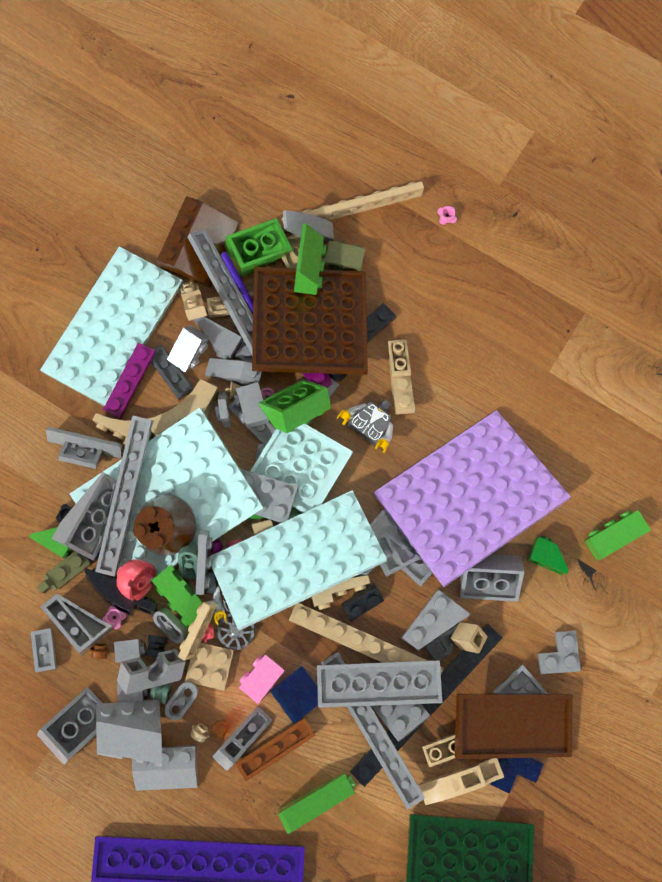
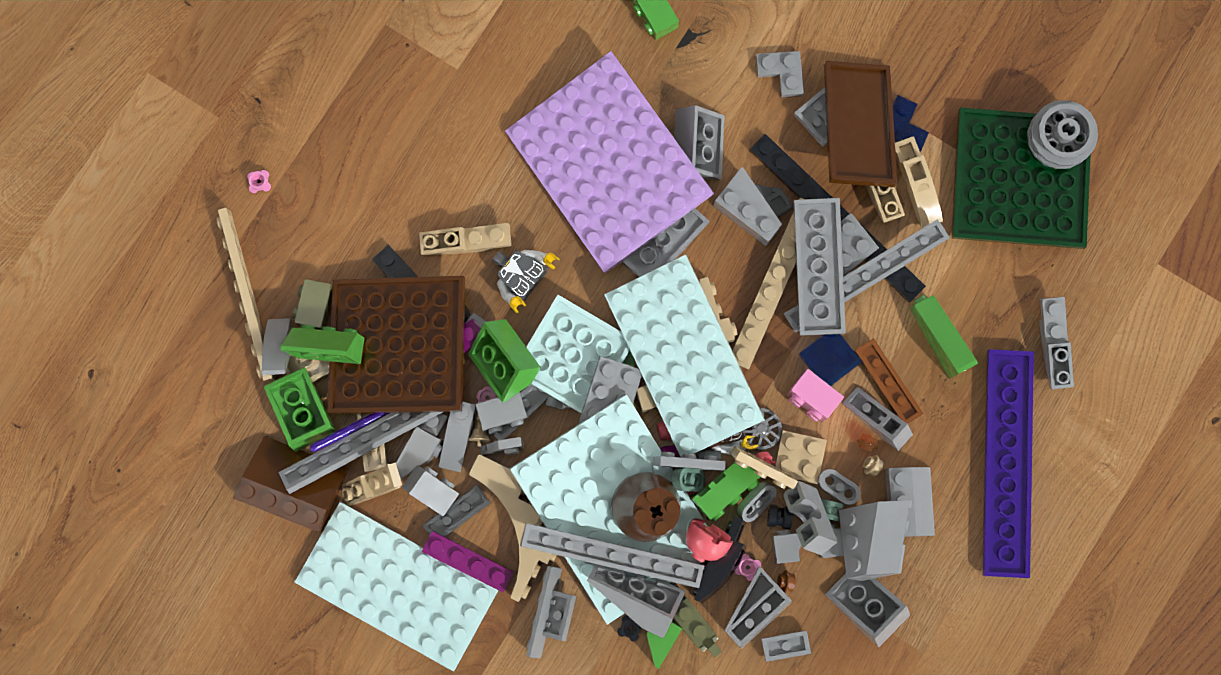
camera: 85 degrees left, 5 degrees up
(362, 602) = (728, 286): black plate -> none
(396, 554) = (674, 247): light grey wing -> none
(469, 637) = (766, 169): tan brick -> none
(547, 555) = (673, 81): green slope -> none

